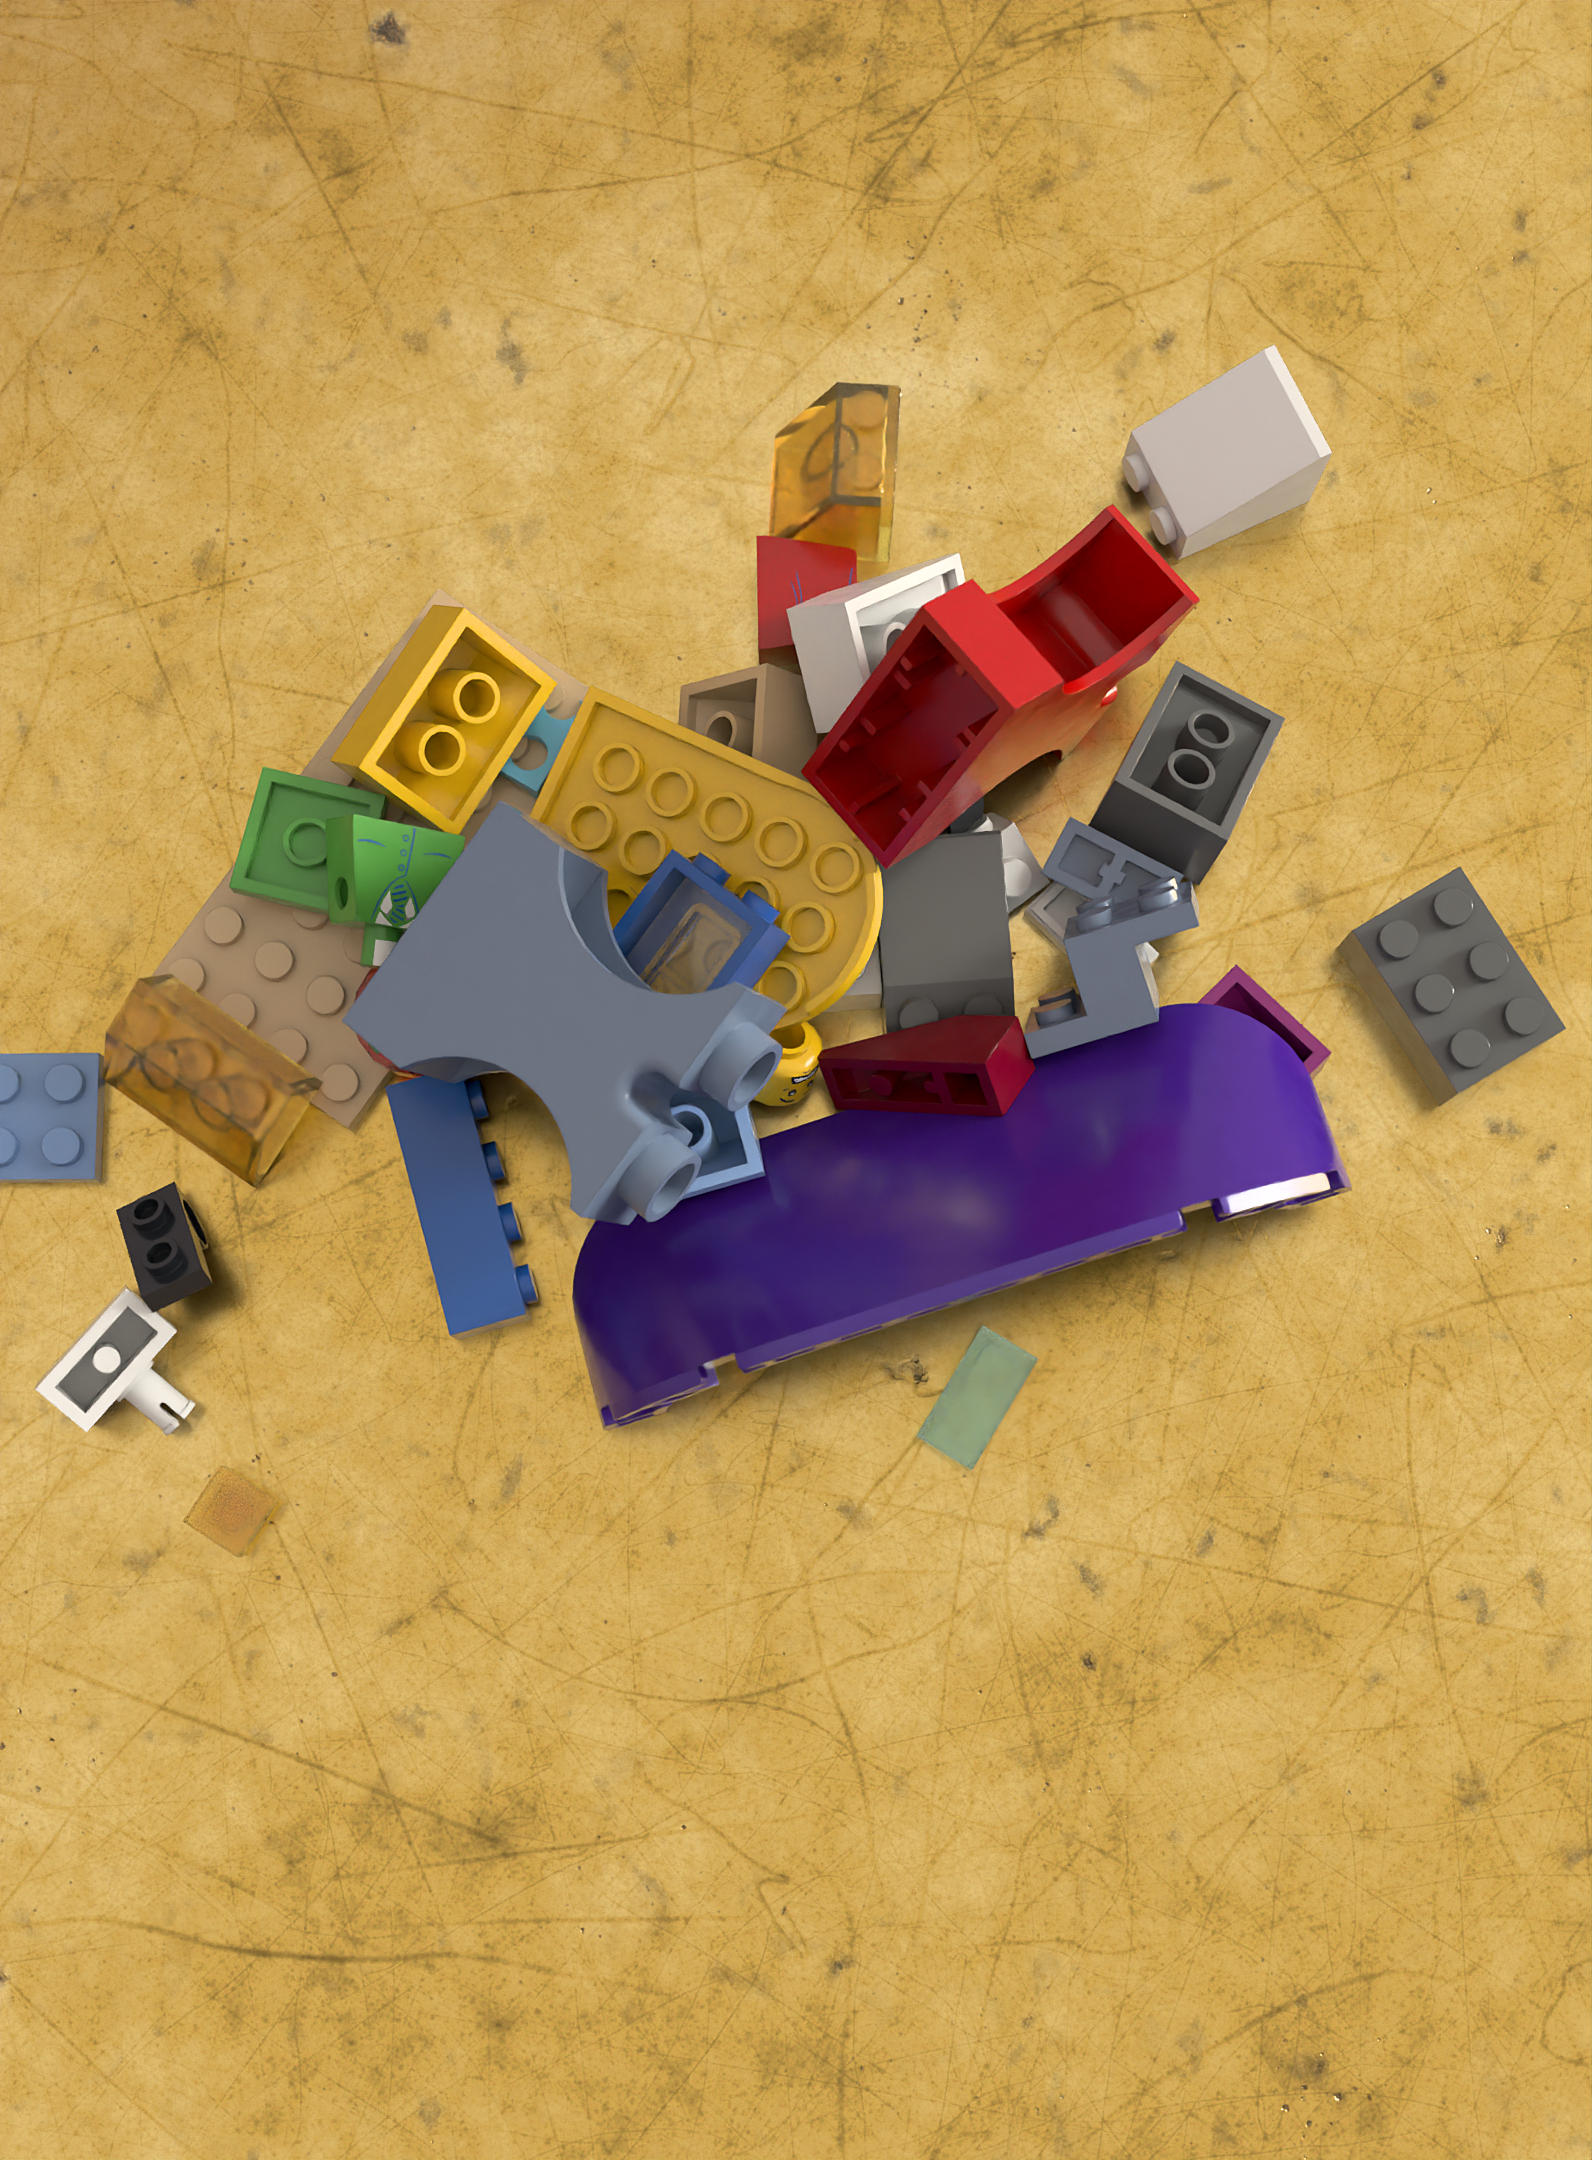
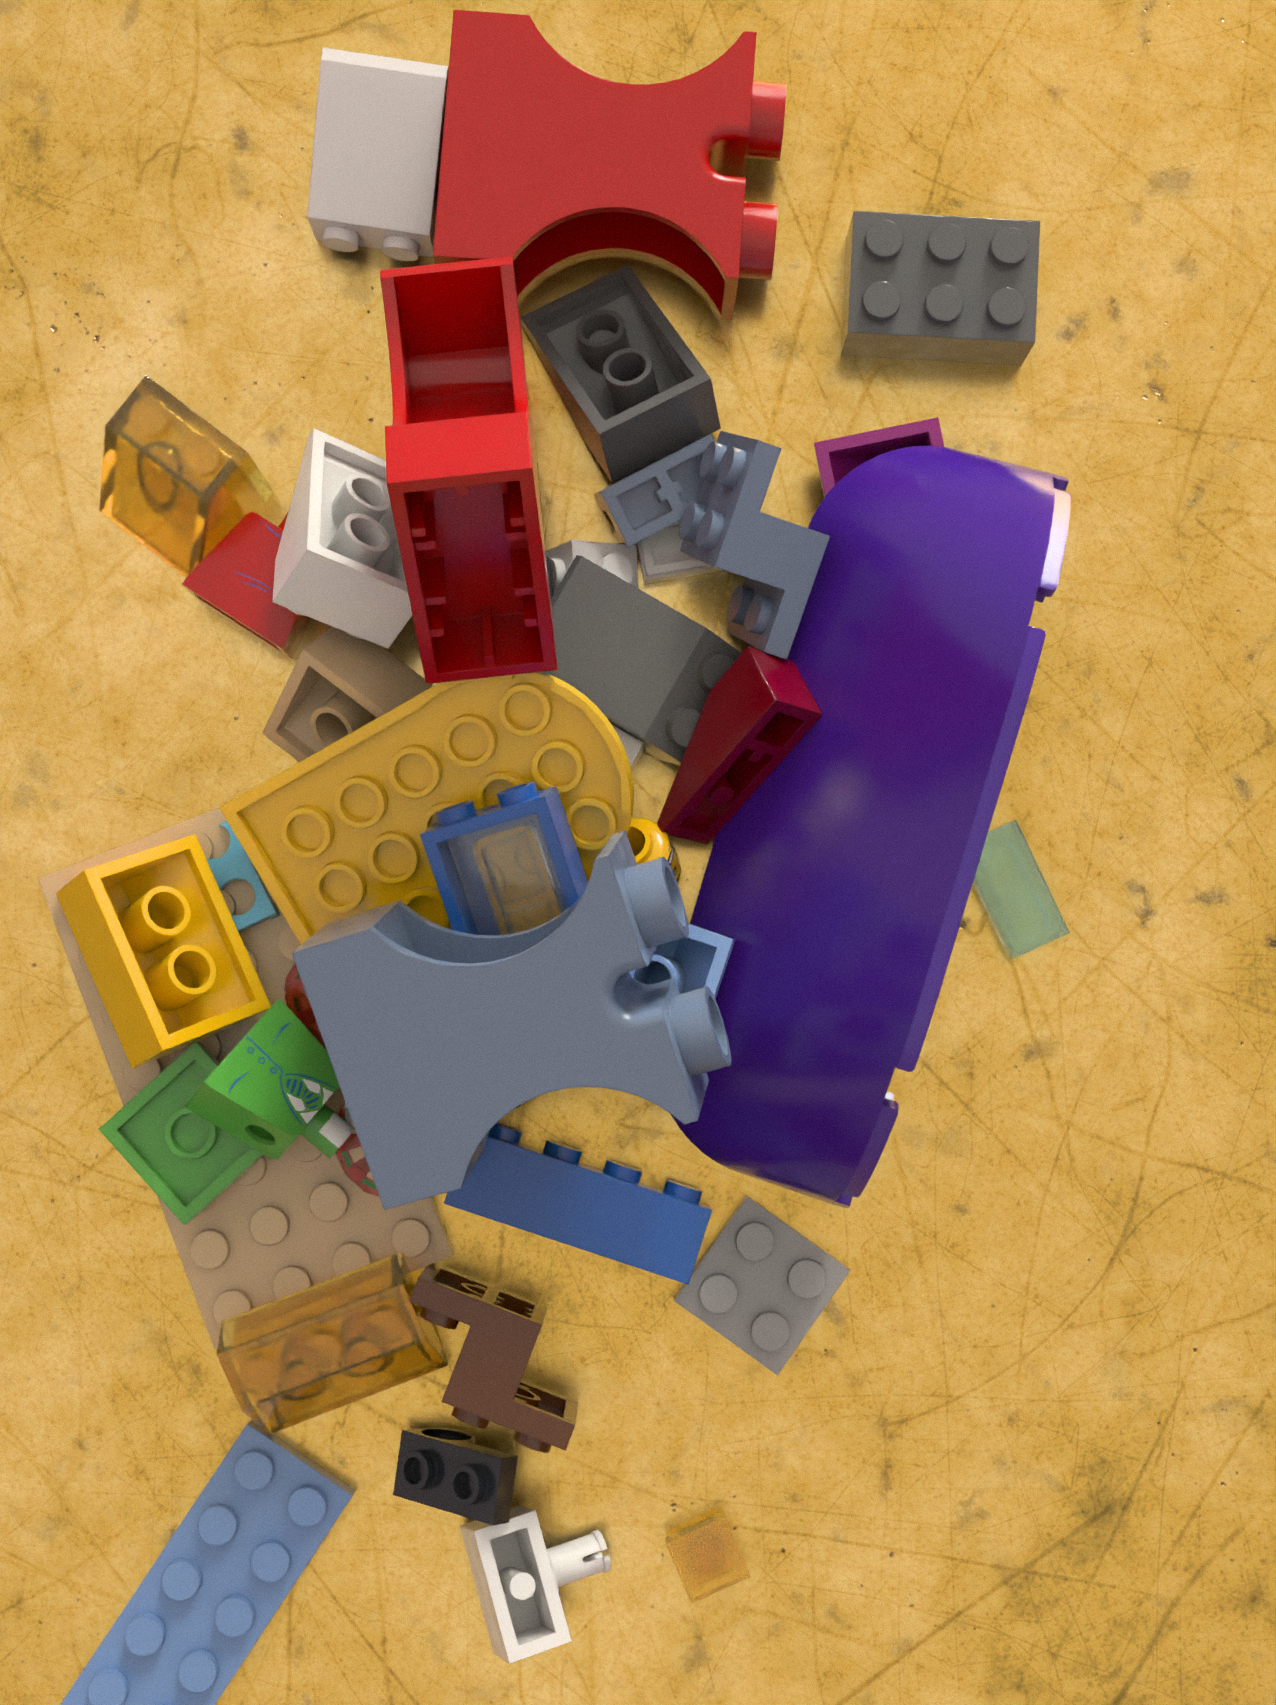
camera: 60 degrees left, 5 degrees up
(282, 1213) = (493, 1359): none -> reddish brown bracket
(492, 1405) = (761, 1284): none -> light grey plate
(1325, 607) = (584, 165): none -> red brick

